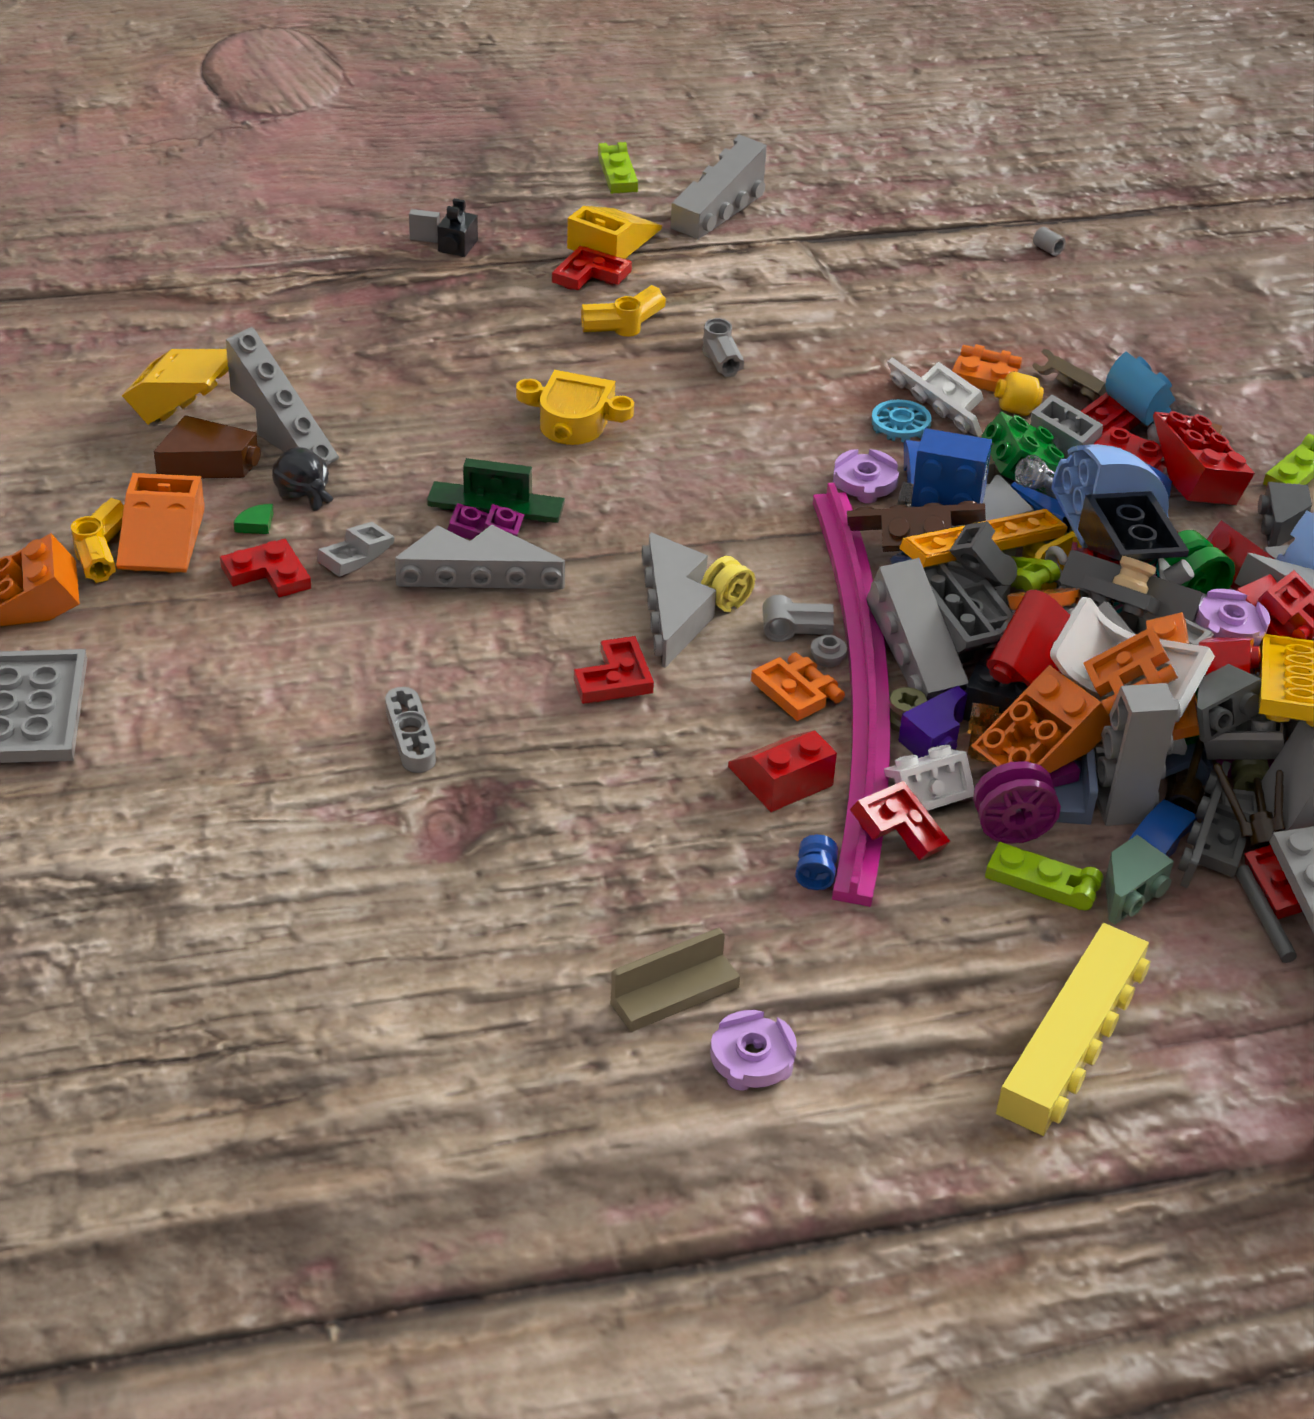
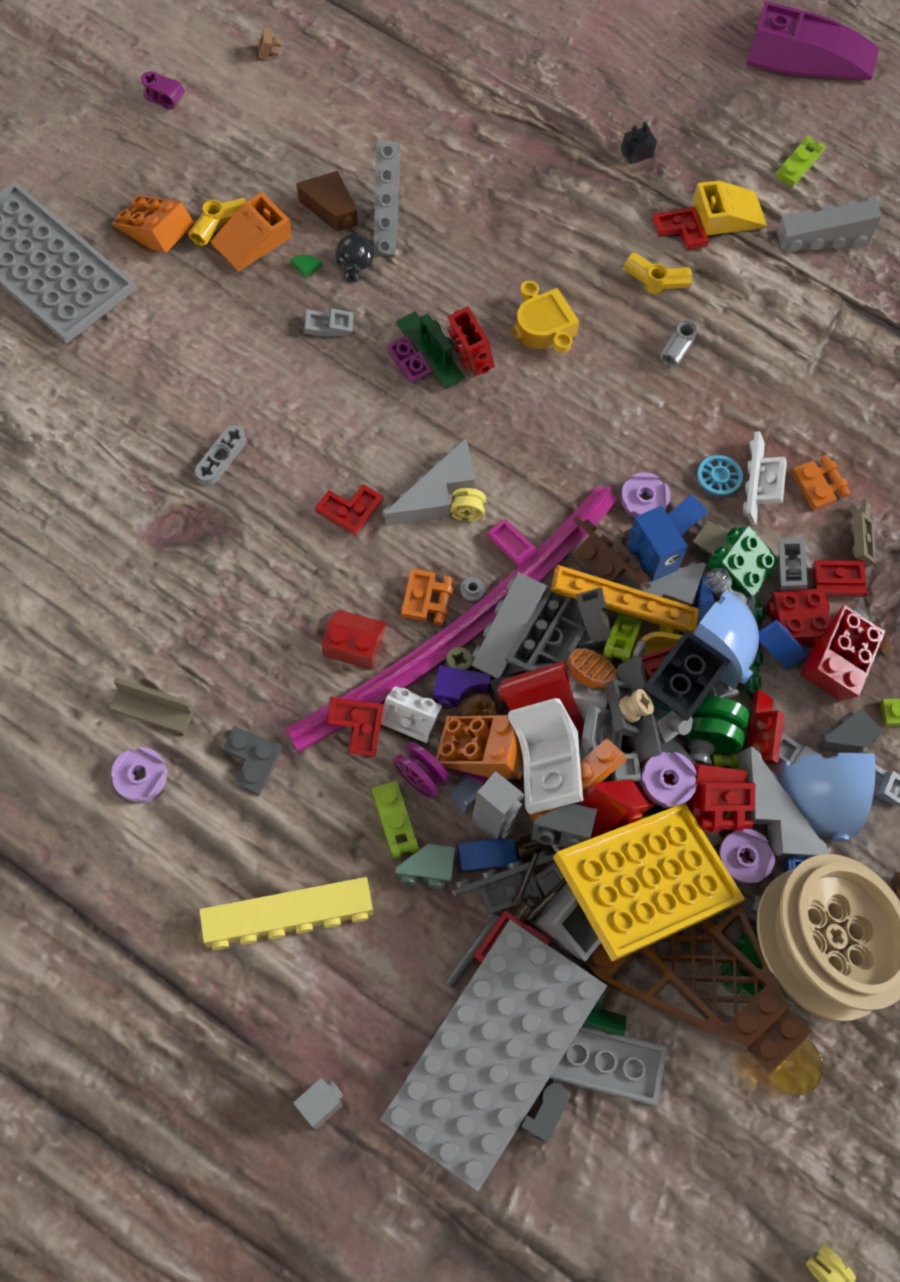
camera: 45 degrees right, 25 degrees up
(175, 381) = (354, 143): yellow slope -> none
(271, 561) = (281, 300): red plate -> none
(424, 225) = (625, 122): light grey tile -> none
(486, 561) = (372, 385): light grey slope -> none
(498, 83) = (810, 45): none -> magenta wedge
(547, 448) = (470, 342): none -> red brick
(785, 618) = (475, 552): light grey piece -> none
(810, 586) = (511, 542): none -> dark pink tile
(816, 862) = (295, 706): blue wheel -> none
(839, 934) = (259, 758): none -> dark grey plate
(1019, 393) = (809, 517): yellow head -> none
(1127, 662) = (540, 755): orange plate -> none
(1138, 388) = (873, 581): dark azure brick -> none

